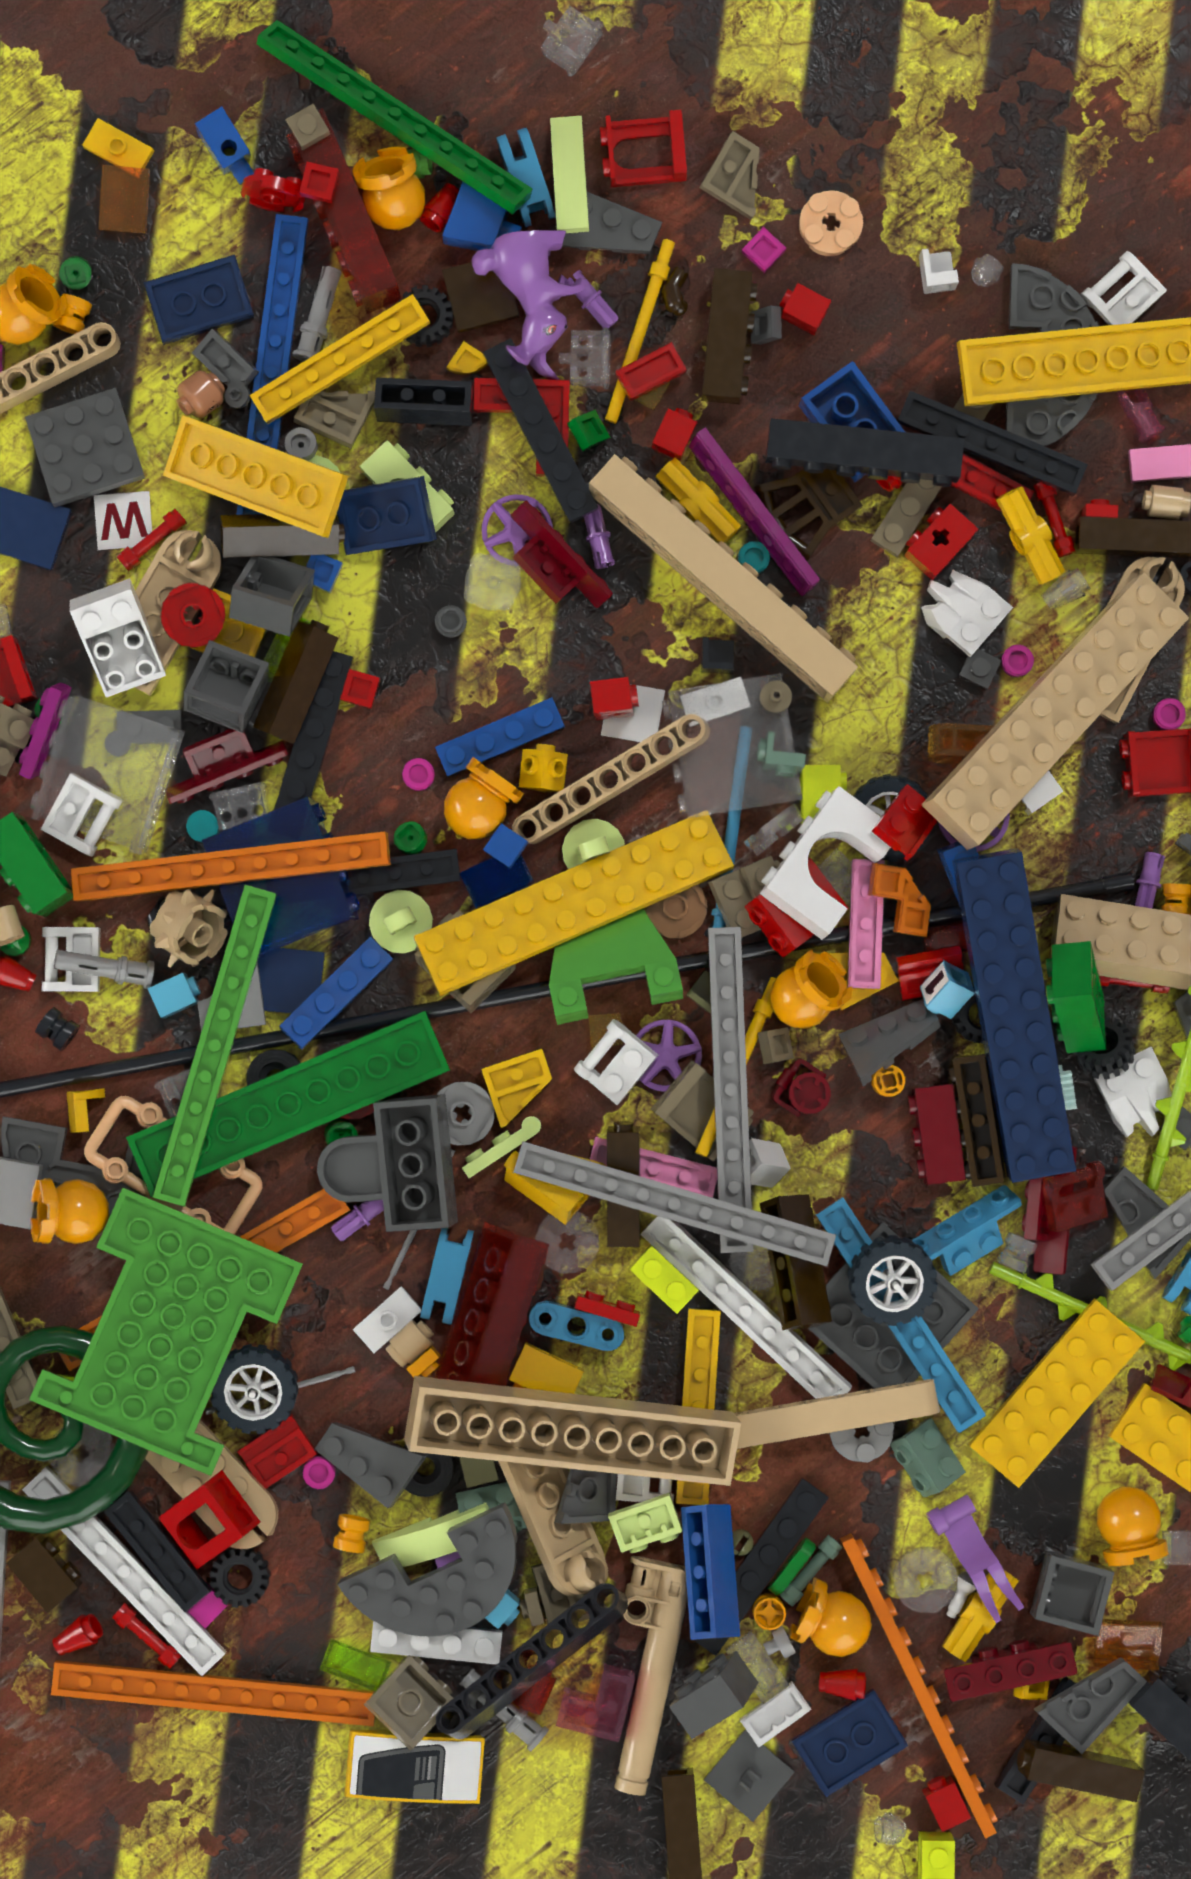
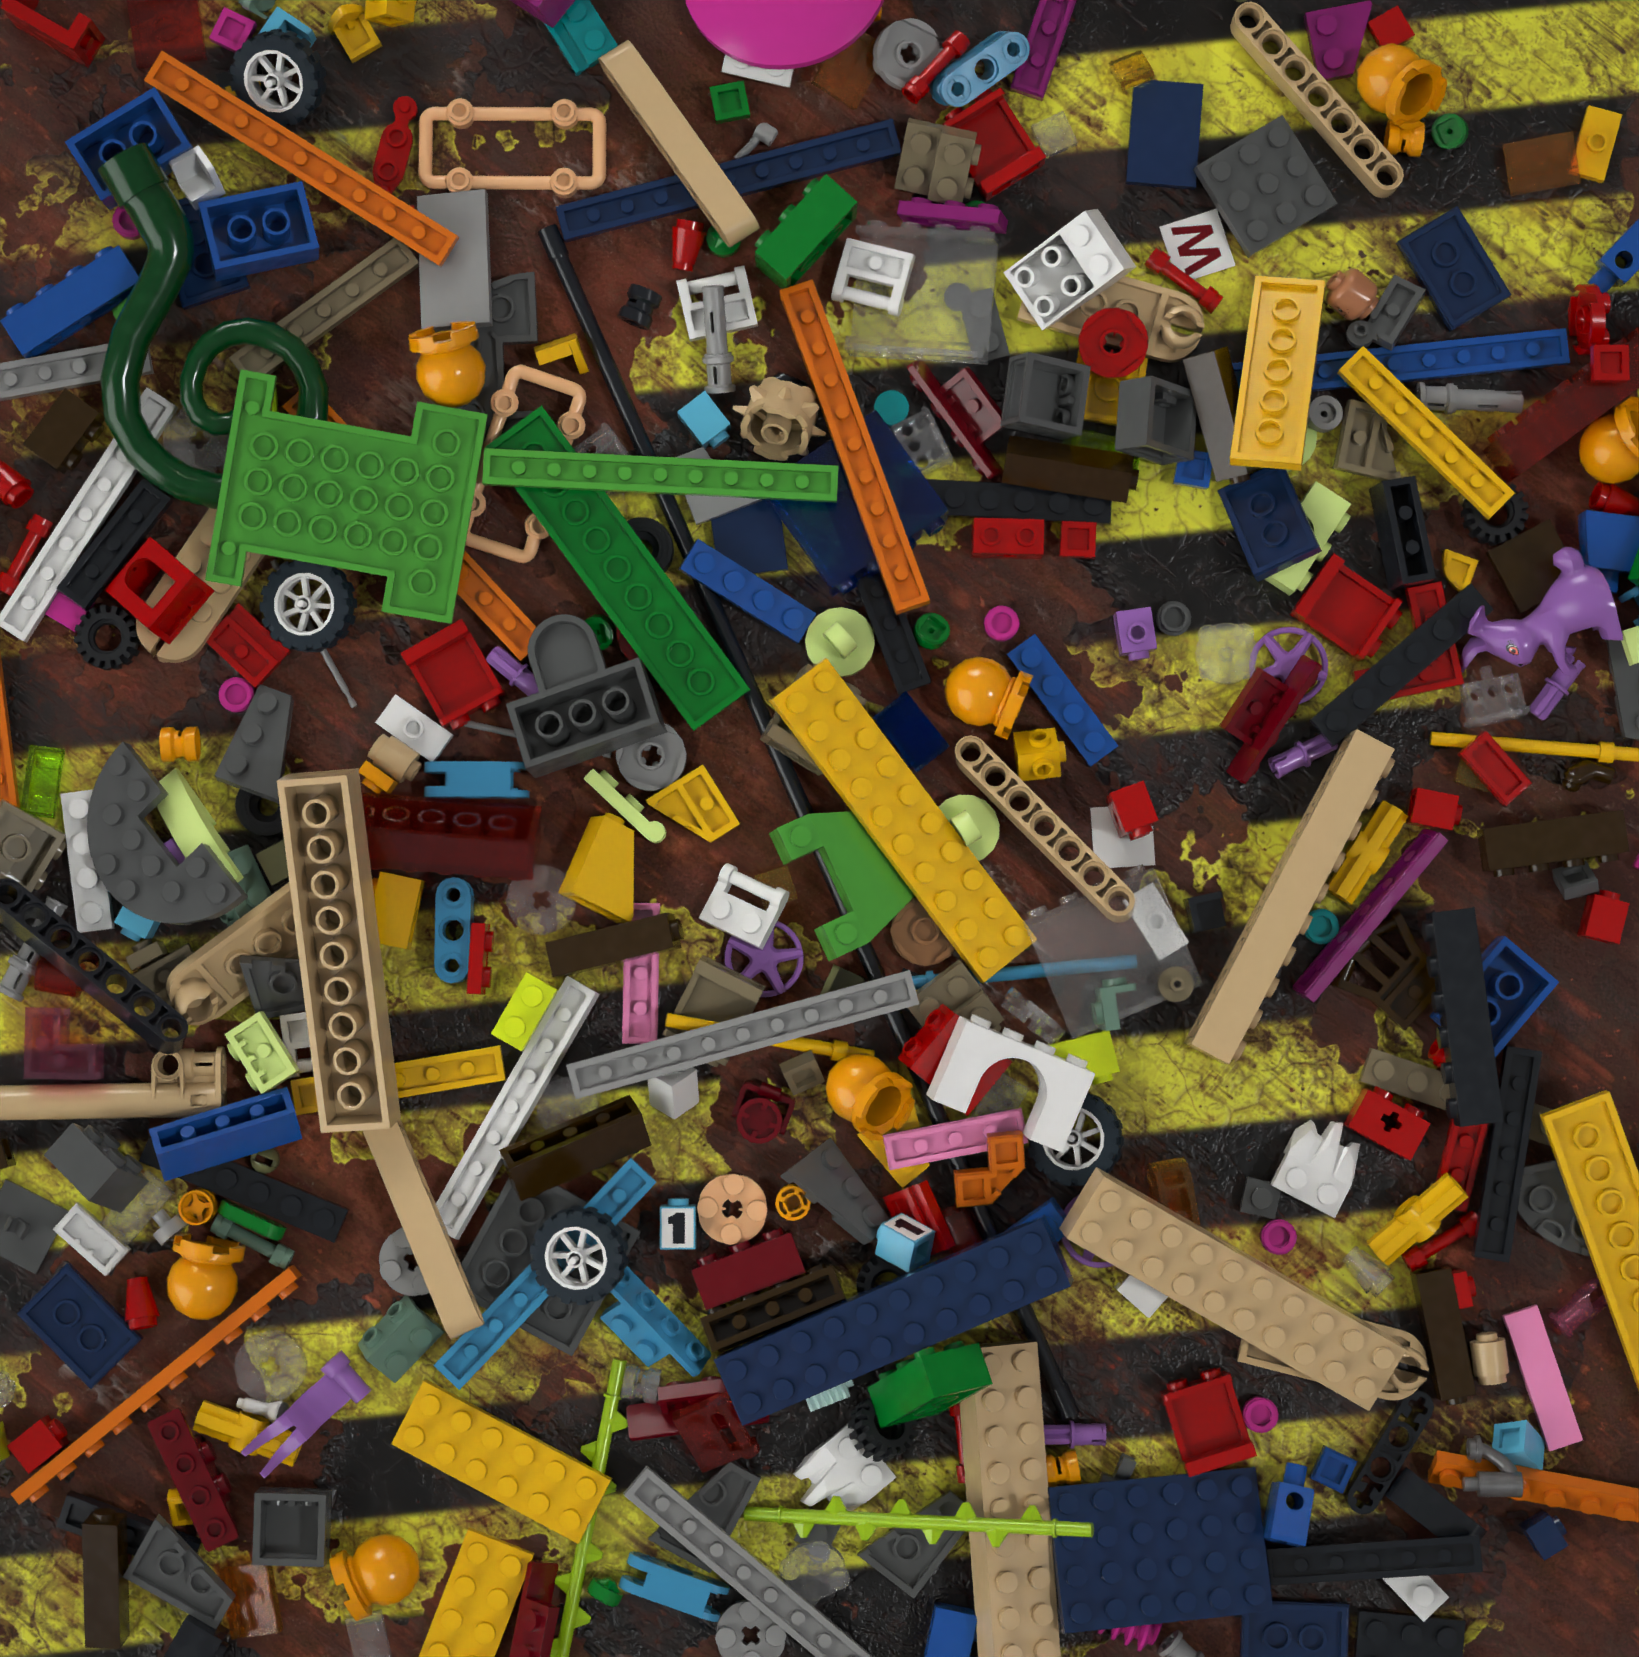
camera: 75 degrees right, 0 degrees up
(344, 750) = (1007, 538): none -> red brick
(348, 1272) = (454, 675): none -> red panel
(456, 658) = (1135, 633): none -> medium lavender brick
(479, 466) = (1347, 609): none -> red panel
(505, 846) = (946, 733): blue tile -> none
(588, 430) = (1414, 716): green plate -> none
(675, 1203) = (606, 1003): light grey plate -> none
(863, 1129) = (732, 1229): none -> light nougat plate
(884, 1187) = (678, 1224): none -> brick
(905, 822) = (1072, 1154): red plate -> none

